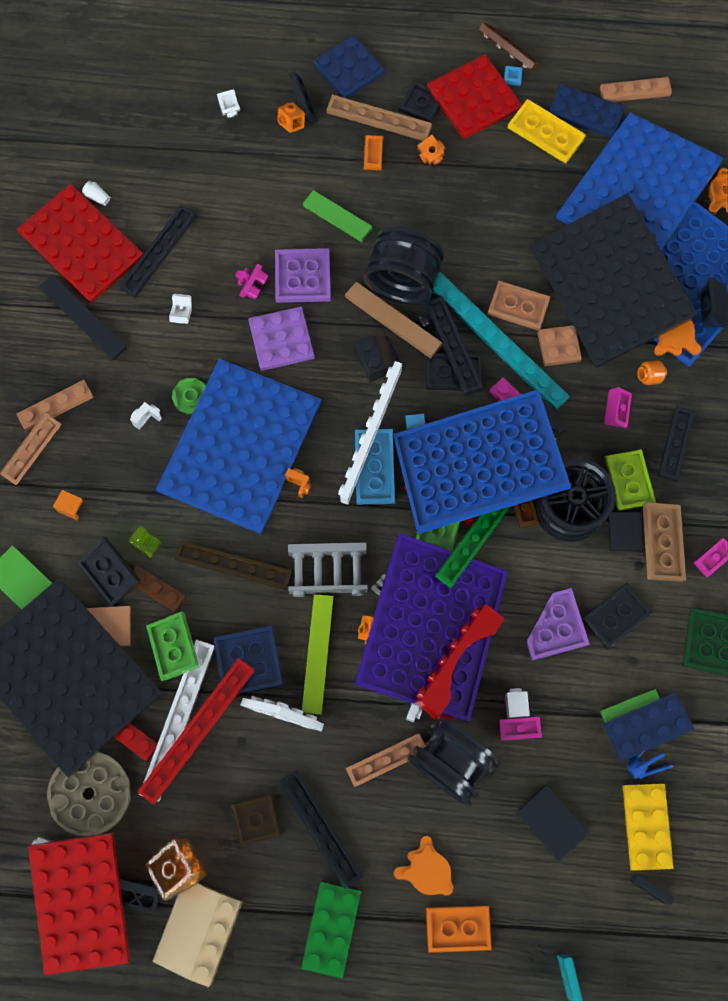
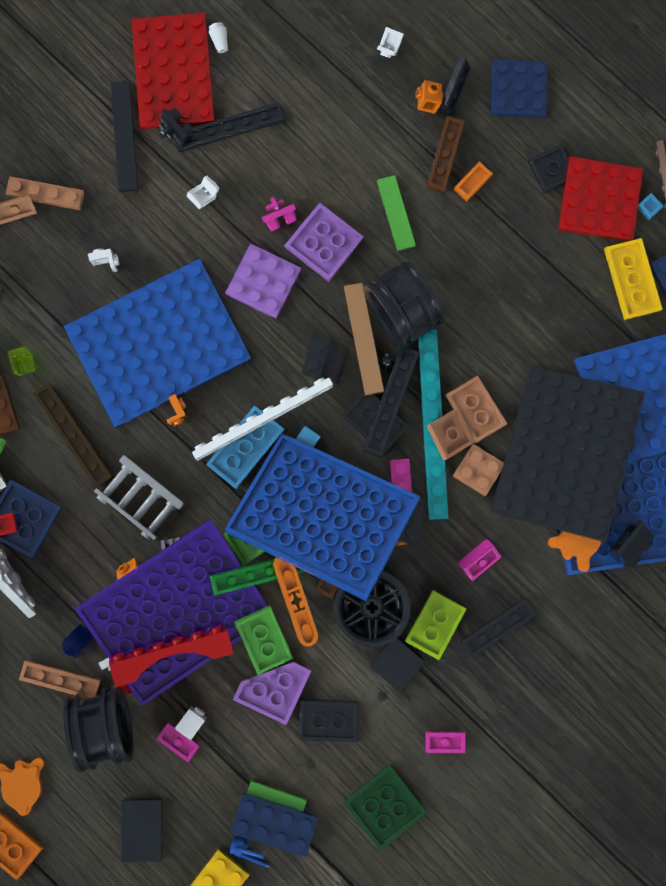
camera: 35 degrees right, 10 degrees up
(118, 279) = (171, 128): none -> black hips
(187, 394) = (147, 272): bright green tile -> none
(317, 654) = (78, 557): lime tile -> none
(337, 149) = (445, 154): none -> reddish brown plate
(373, 719) = (77, 641): none -> clear blue bracket
(379, 118) = (503, 155): medium nougat plate -> none
(428, 145) = (515, 214): orange brick -> none
(516, 595) = (263, 640): none -> bright green tile
(517, 334) = (450, 434): none -> nougat plate
(524, 550) = (301, 617): none -> orange piece
(652, 372) = (531, 555): orange head -> none
(664, 542) = (415, 696): medium nougat plate -> none

